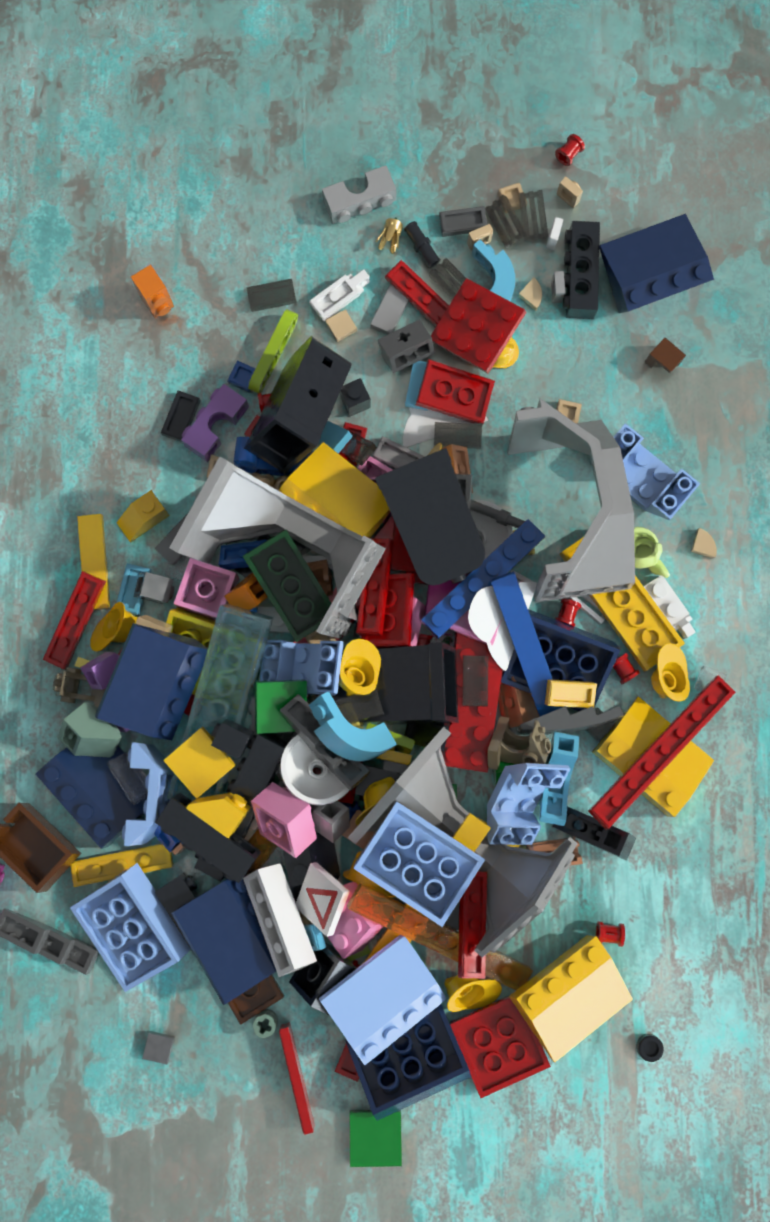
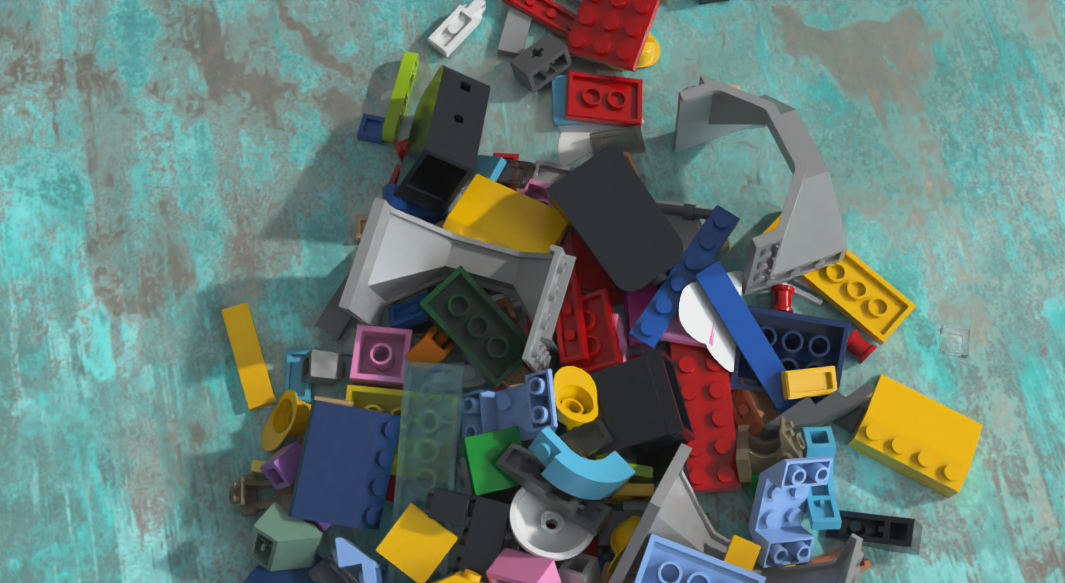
camera: 10 degrees left, 10 degrees down
(74, 620) = (239, 423): red tile -> none
(142, 516) = (293, 294): yellow slope -> none
(152, 291) = (259, 60): orange brick -> none
(180, 415) = (313, 183): black tile -> none
(224, 405) = (359, 161): medium lavender arch -> none
(271, 295) = (385, 41): clear smoke tile -> none
(341, 325) = (466, 57): tan tile -> none
(355, 397) = (499, 125): black brick -> none
(475, 681) = (702, 389): clear smoke tile -> none
(648, 552) = (853, 220): yellowish green hair -> none
(651, 481) = (843, 151): light blue slope -> none
(661, 752) = (924, 425): red tile -> none
(665, 355) = (815, 18): reddish brown panel -> none
(670, 606) = (890, 271): white hinge -> none
(671, 674) = (910, 342): yellow piece -> none
(704, 544) = (906, 200): tan tile -> none

